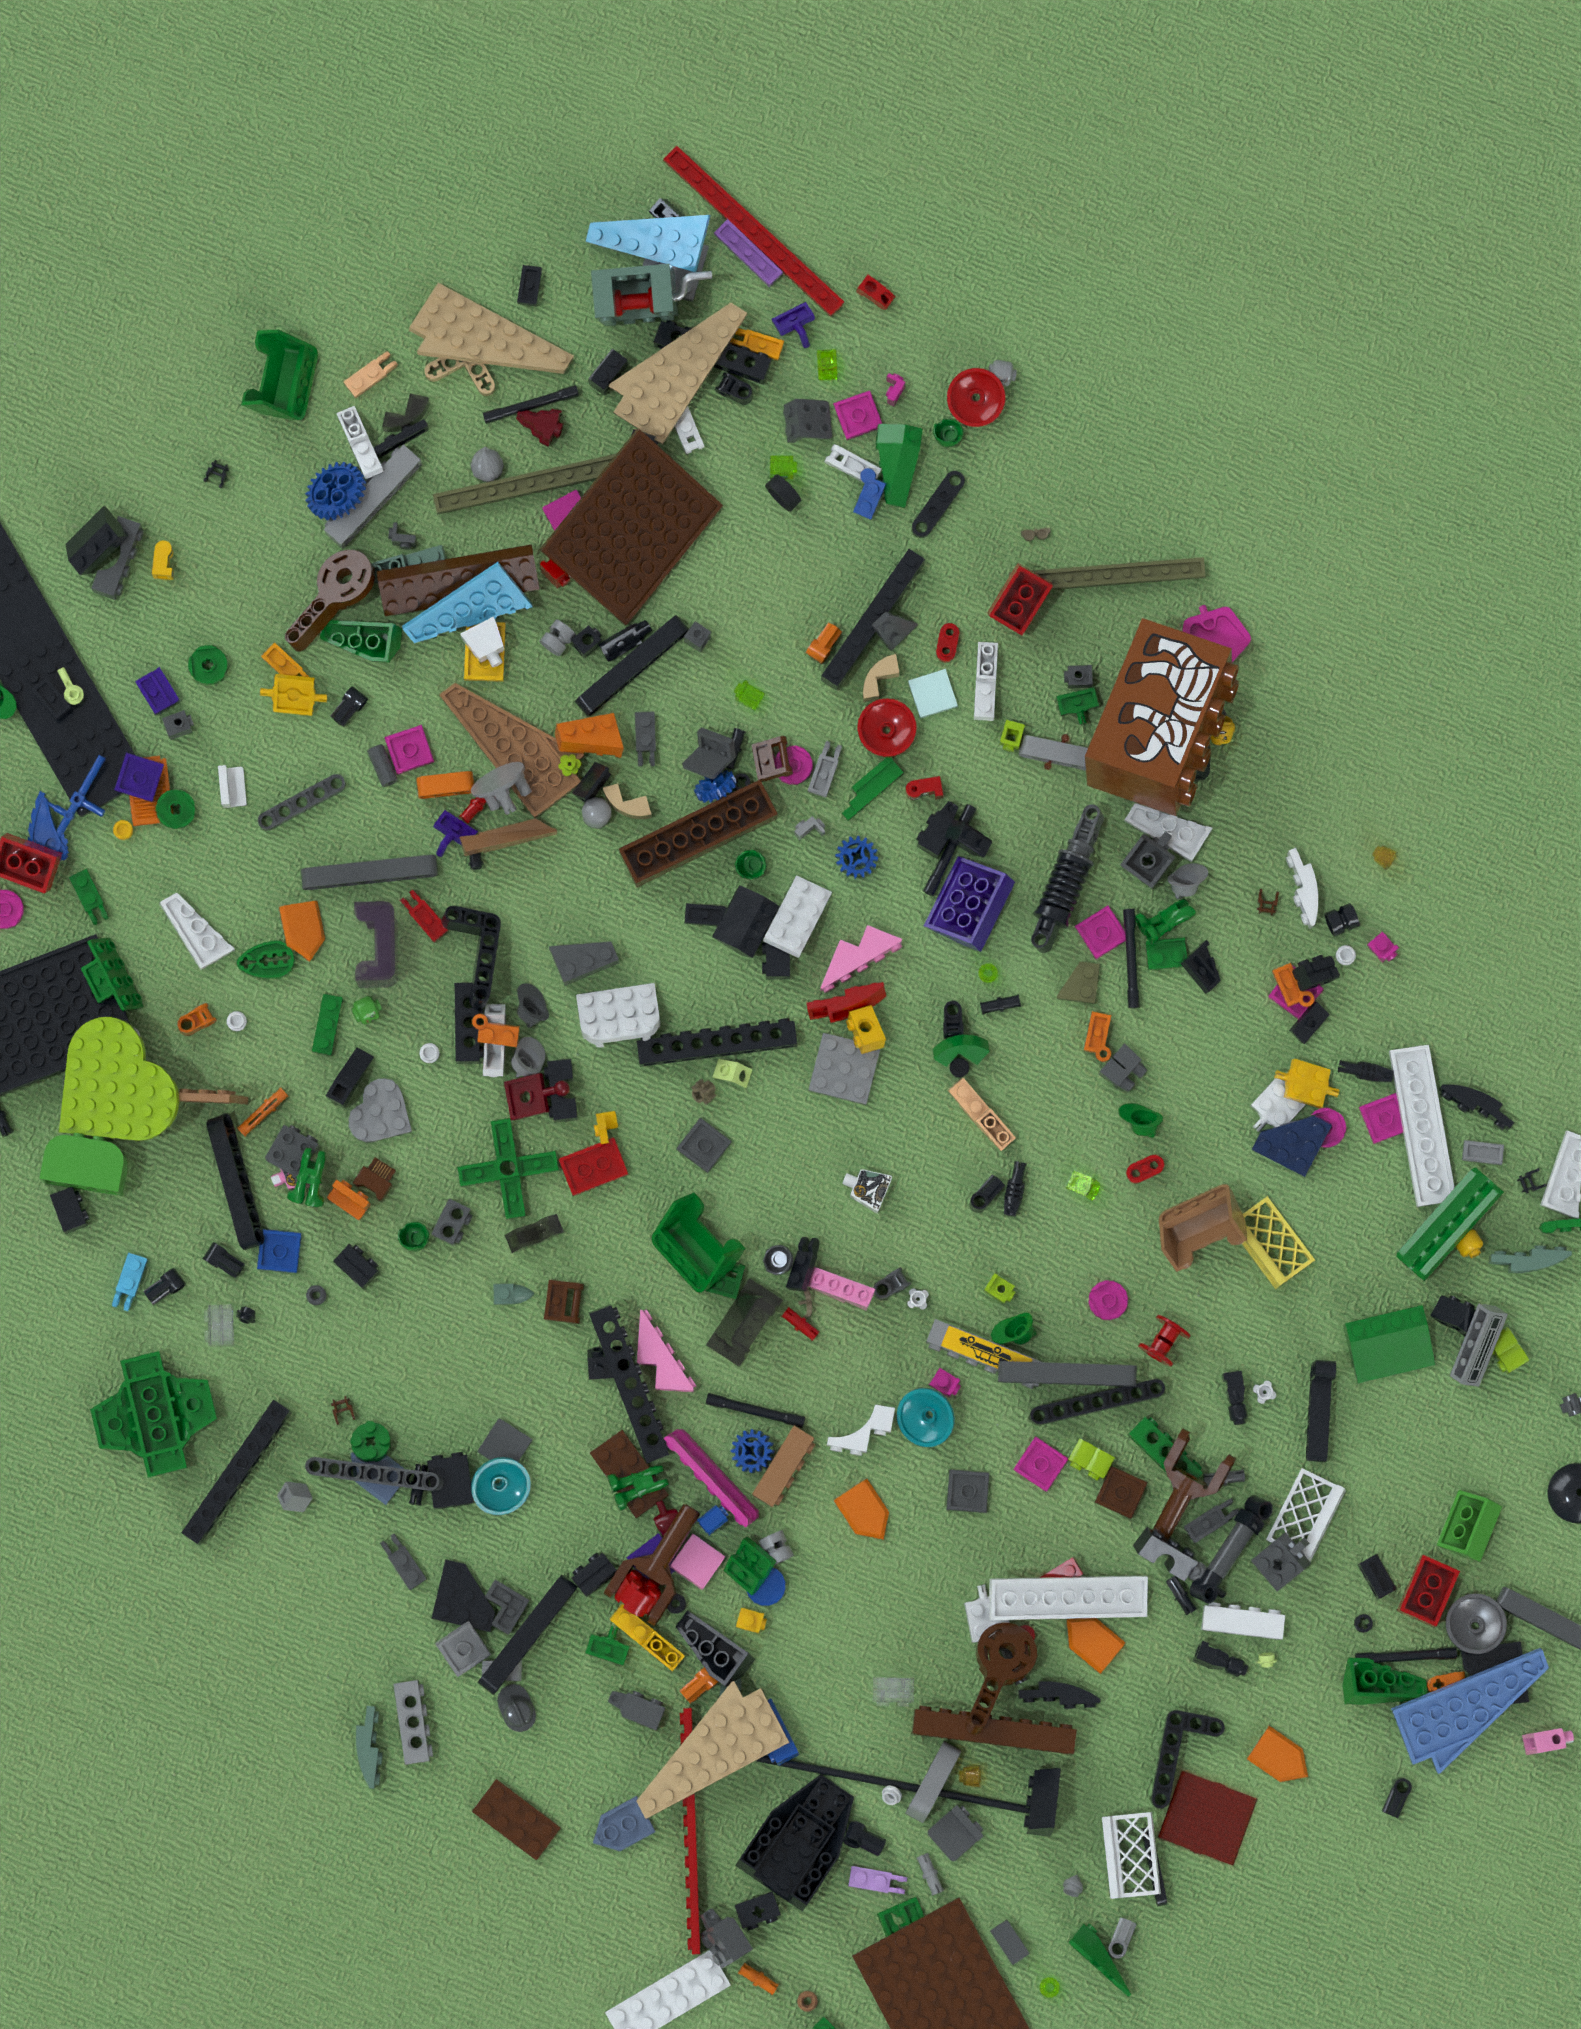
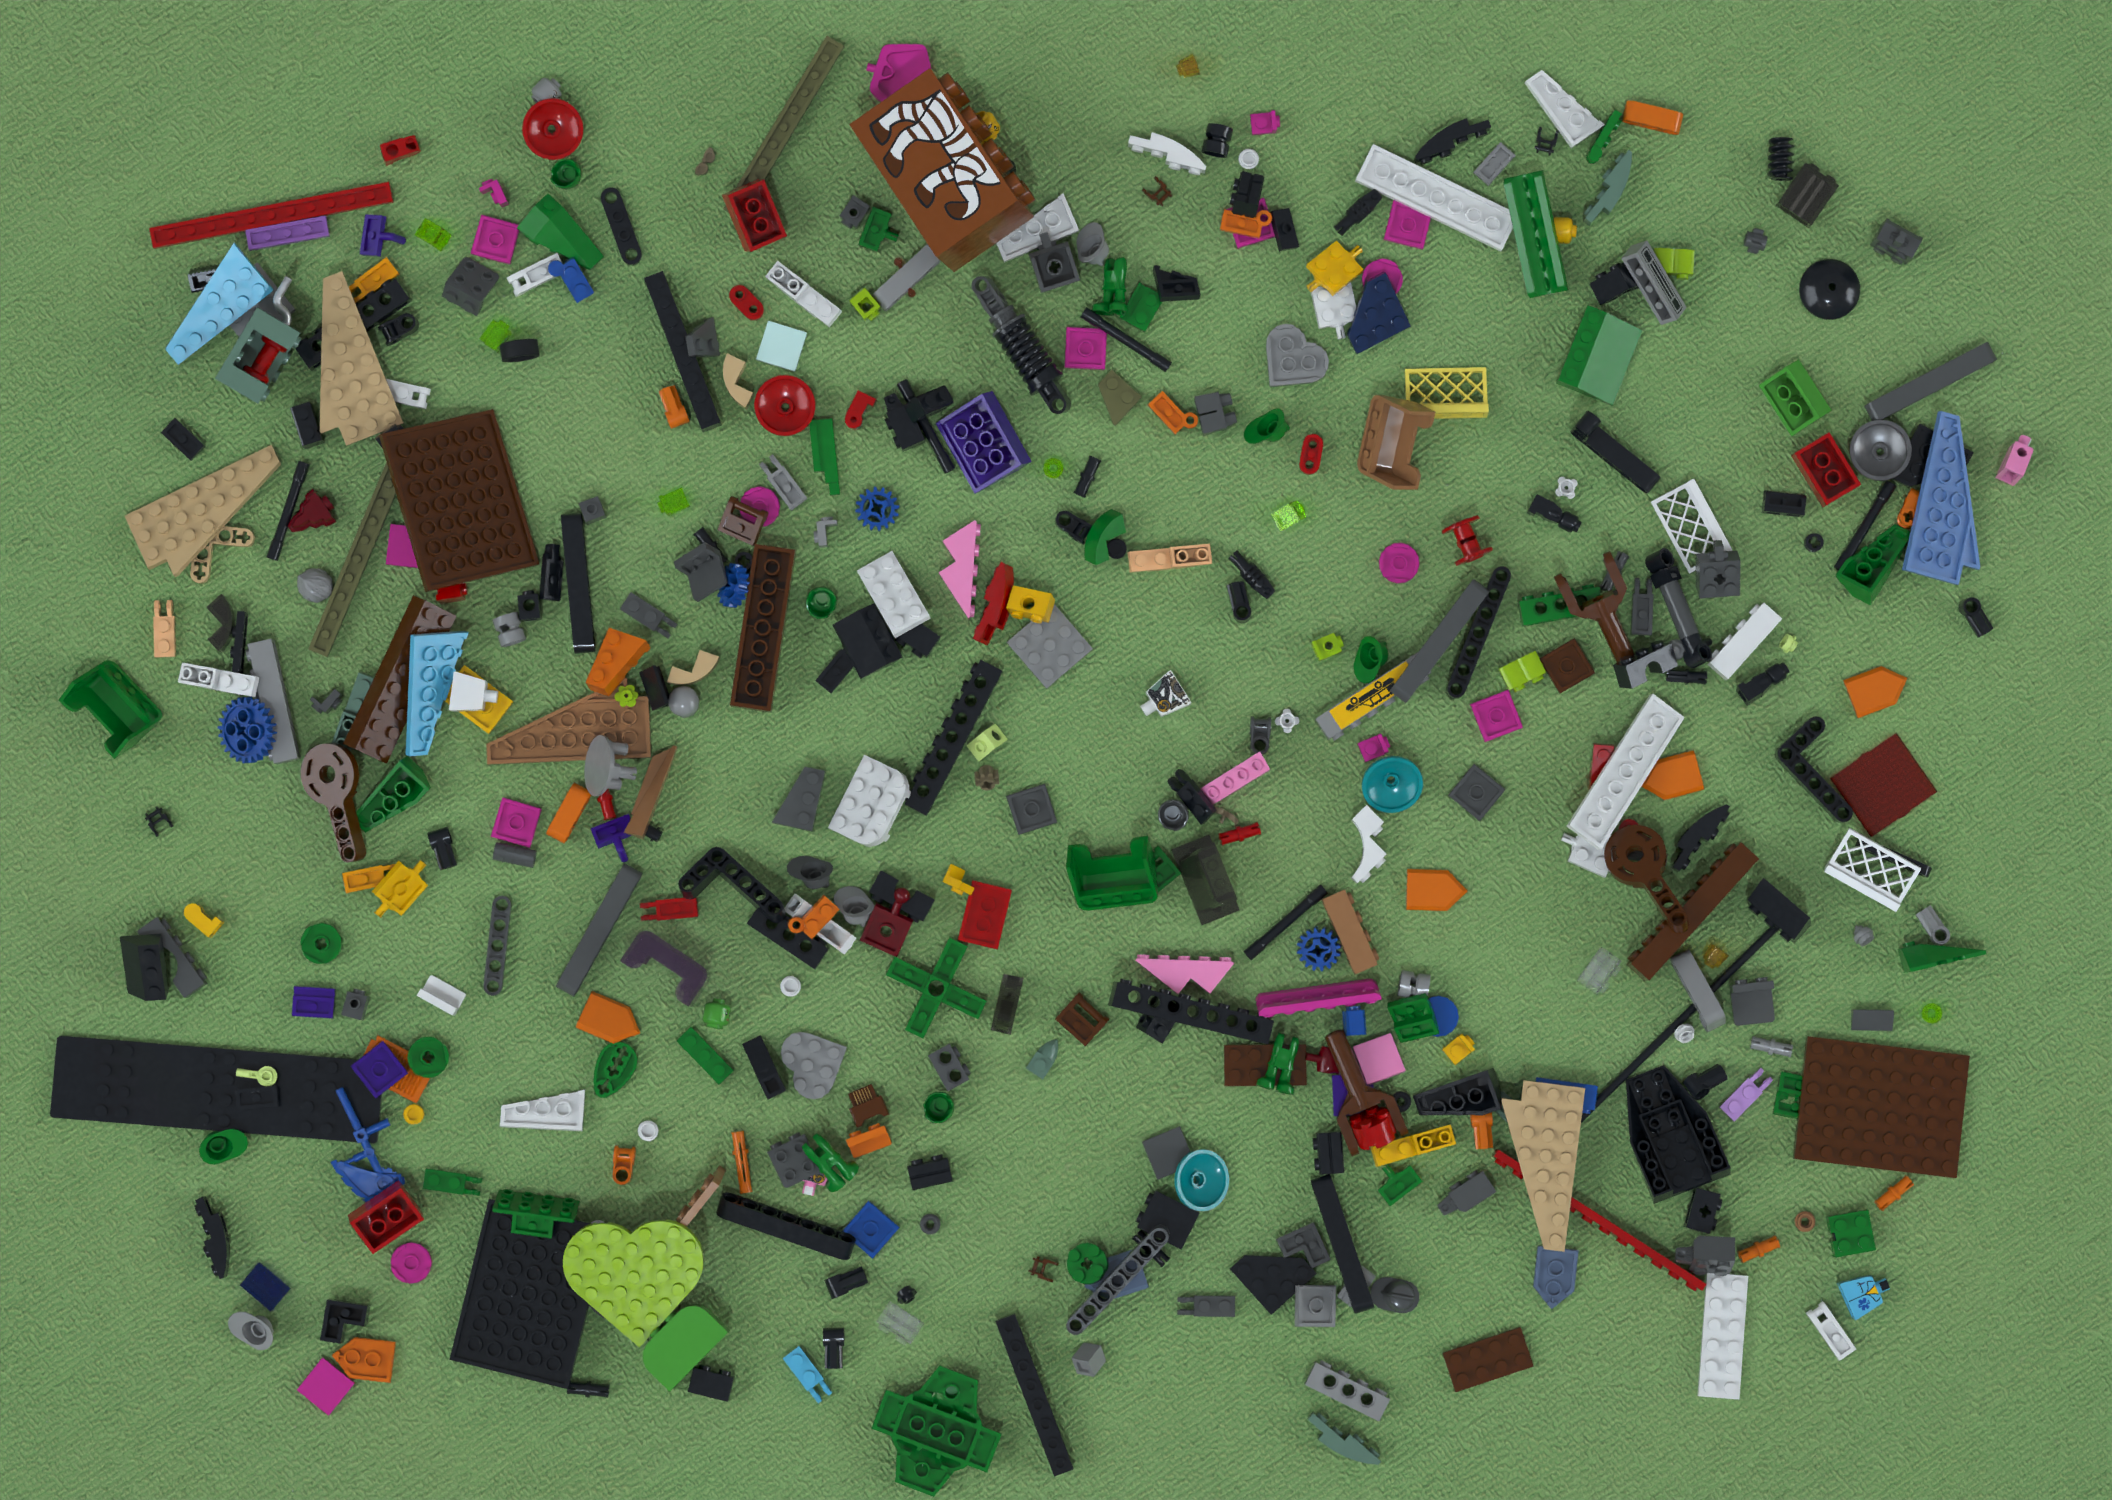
camera: 55 degrees left, 5 degrees up
(1211, 1101) = (1292, 358): none -> light grey plate

